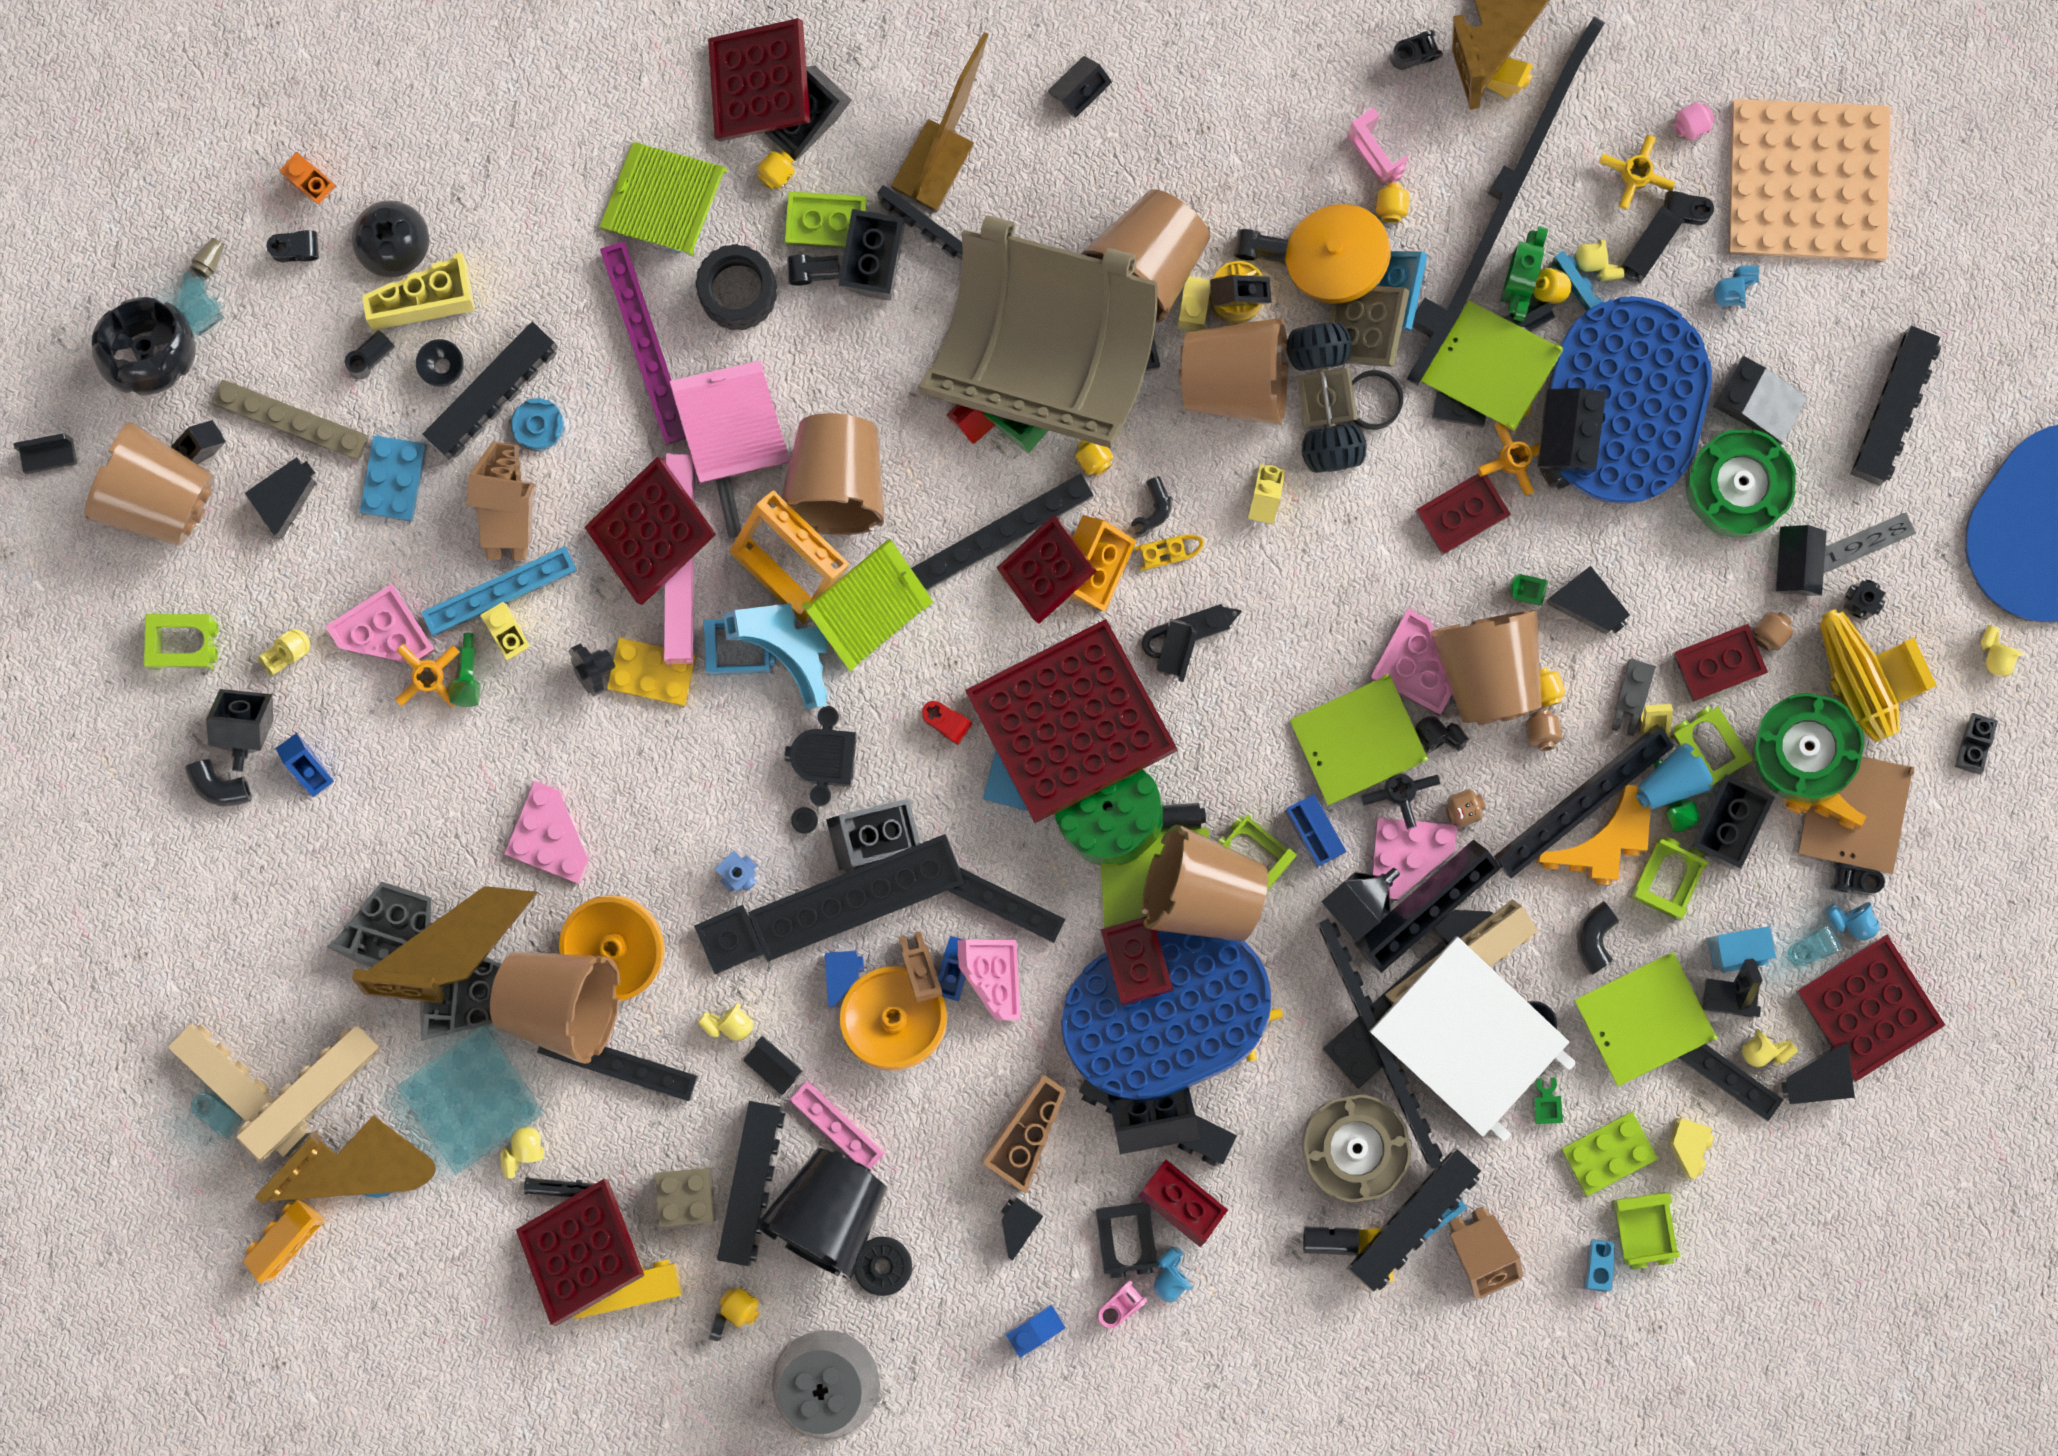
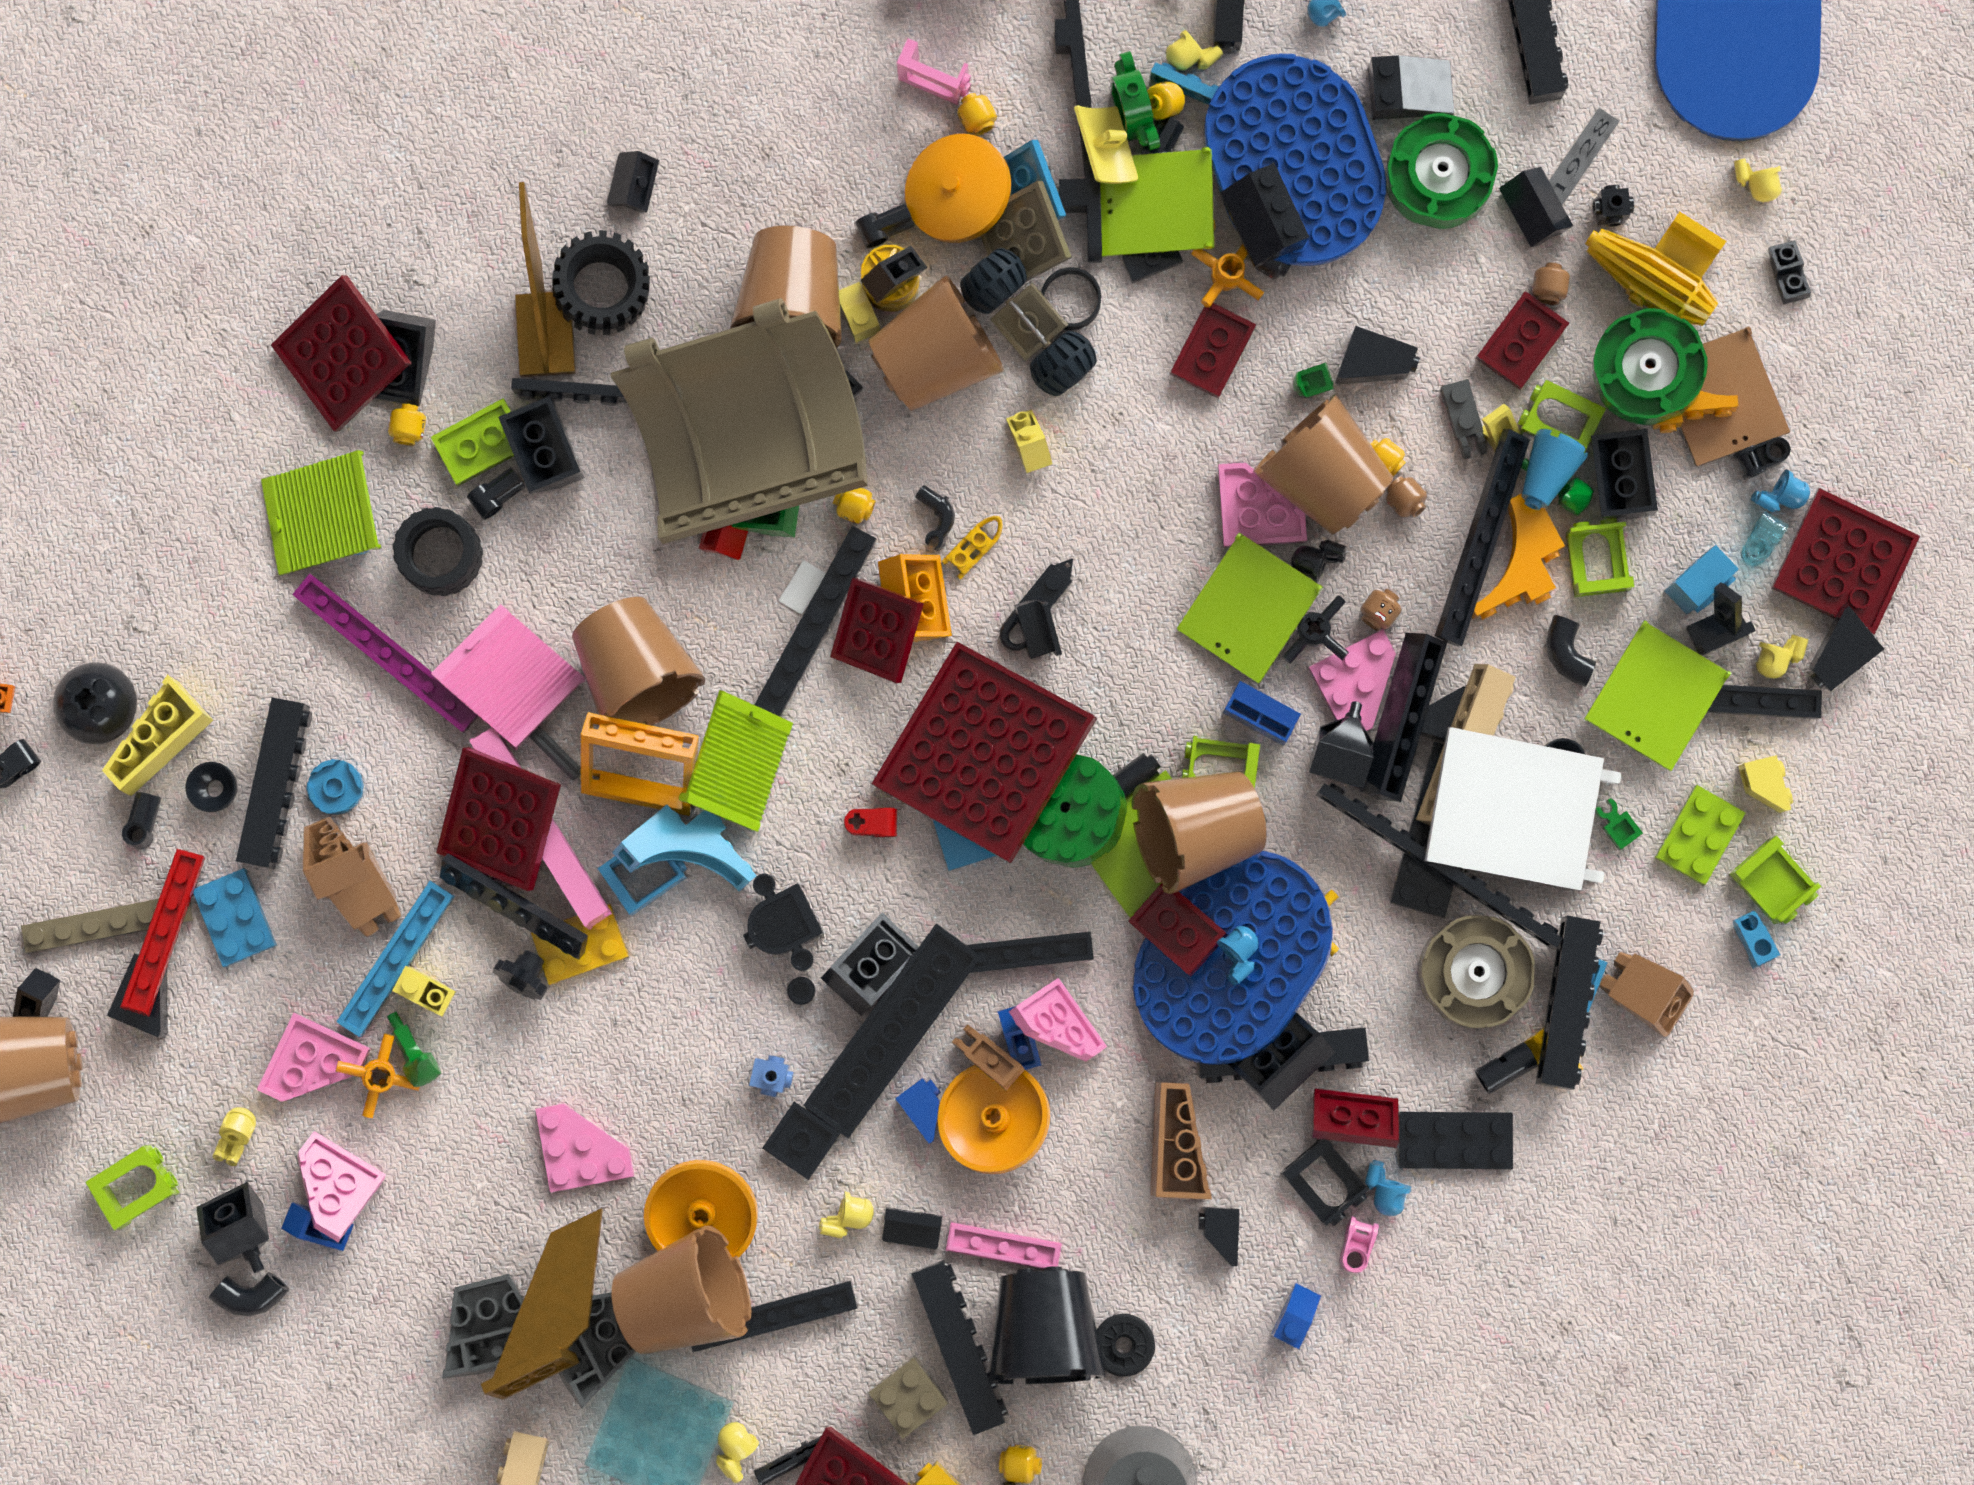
camera: 30 degrees left, 0 degrees up
(329, 454) = (163, 932): none -> red tile
(339, 740) = (335, 1184): none -> bright pink plate
(618, 608) = (513, 906): none -> black plate
(1009, 497) = (802, 587): none -> white sticker
(1020, 126) = (608, 251): none -> black tyre
(1175, 1006) = (1239, 948): none -> dark azure piece
(1253, 1273) = (1456, 1140): none -> black plate
(1480, 293) = (1106, 144): none -> light yellow shield

